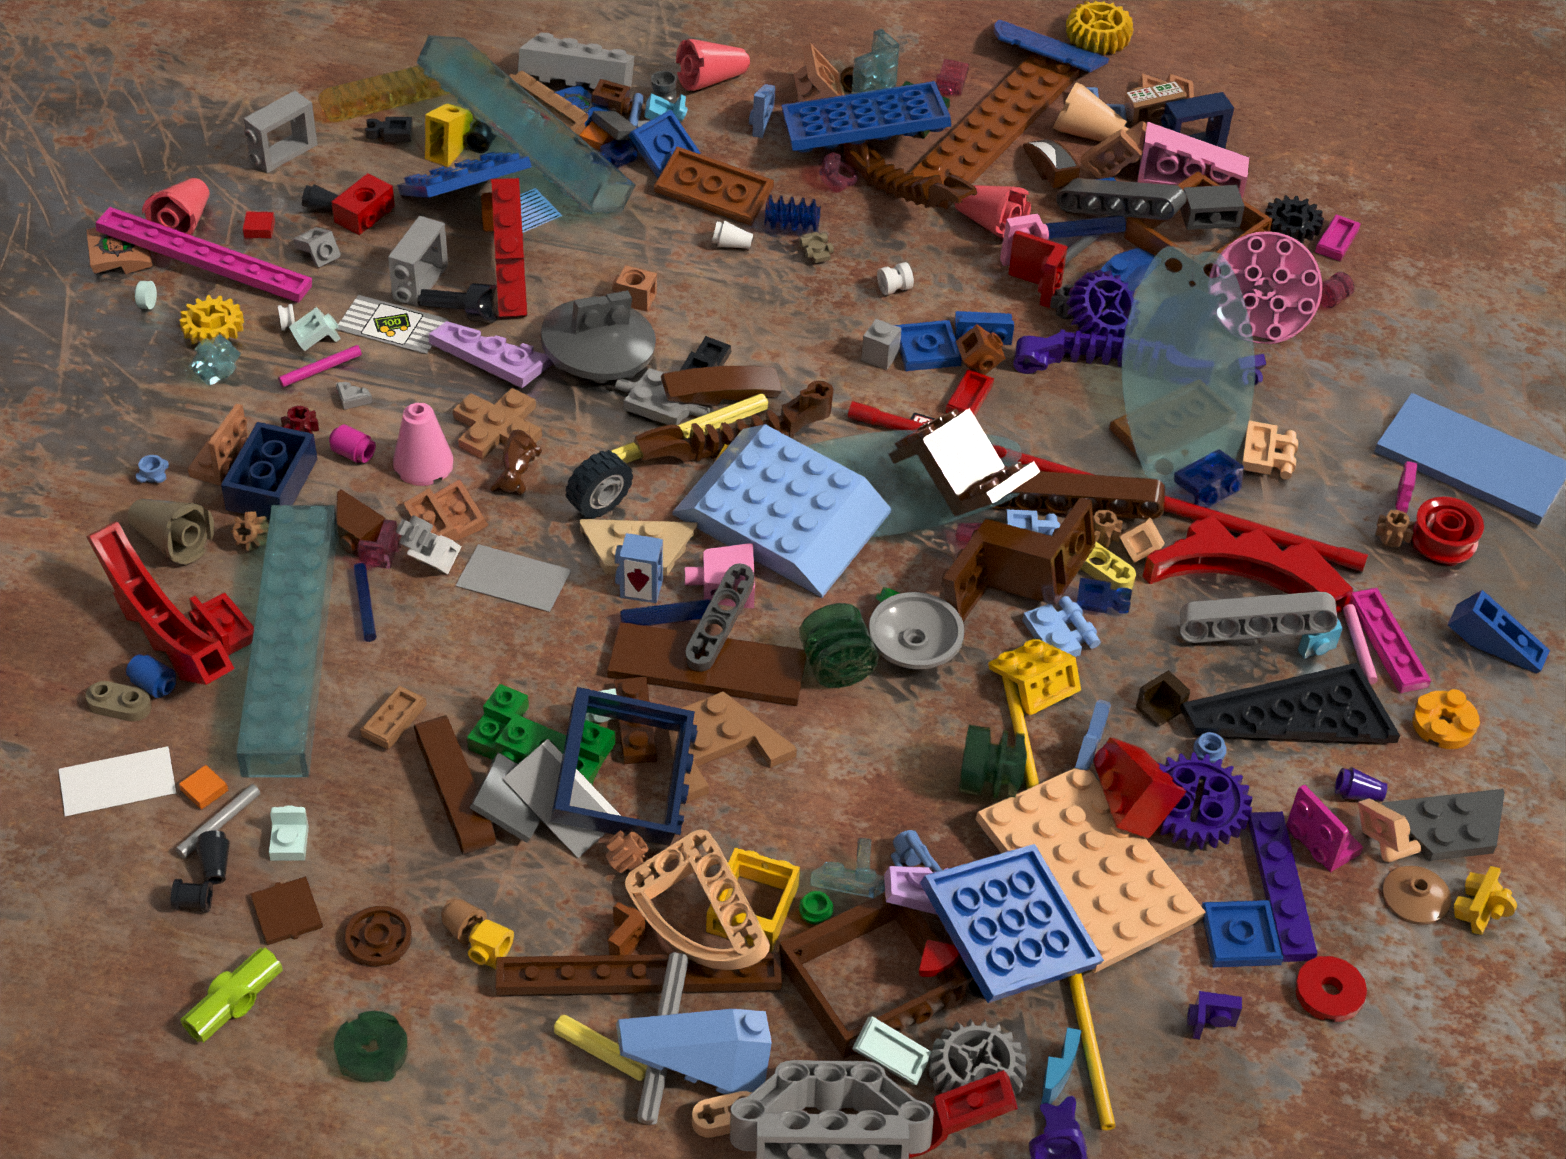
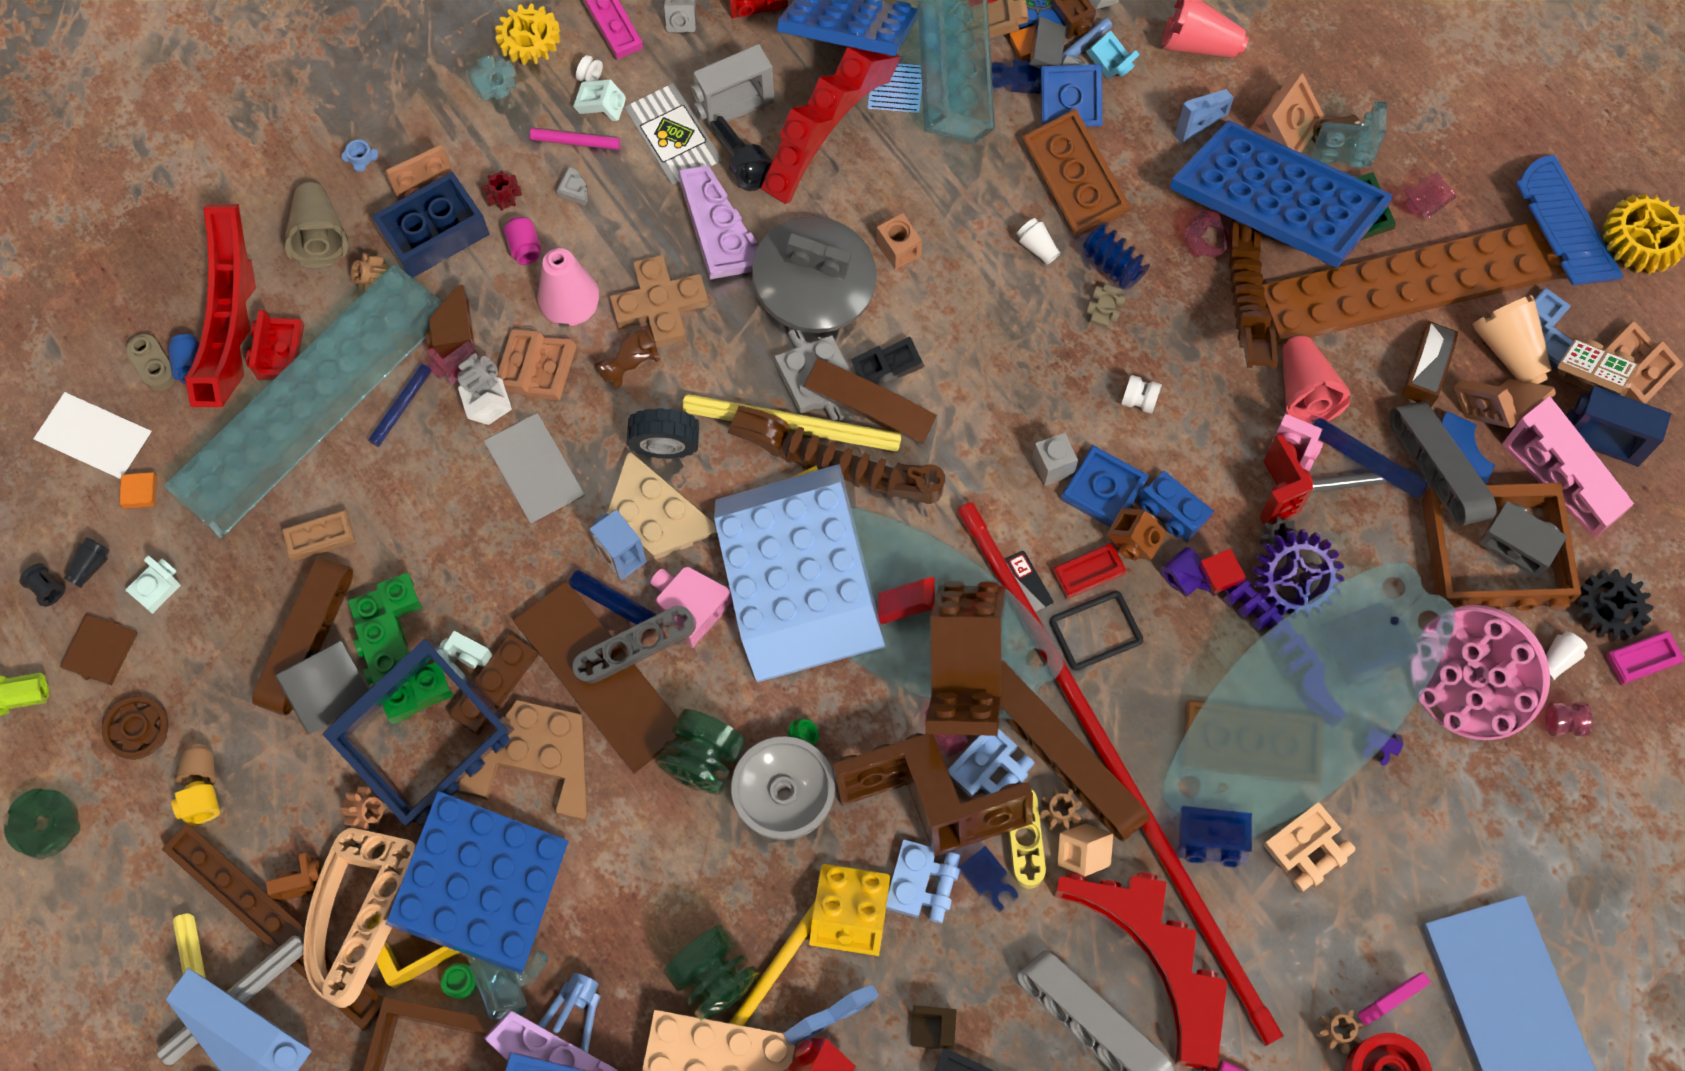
camera: 45 degrees right, 20 degrees up
(219, 819) = (123, 529): light grey bar -> none
(536, 785) = (377, 734): light grey sticker -> none
(664, 85) = (1134, 29): dark grey wheel -> none
(771, 824) = (477, 883): none -> blue plate
(883, 464) = (906, 600): none -> red tile
(1020, 404) = (1115, 594): none -> black piece
(1057, 332) = (1222, 571): none -> red tile
(1130, 265) = (1378, 544): blue slope -> none

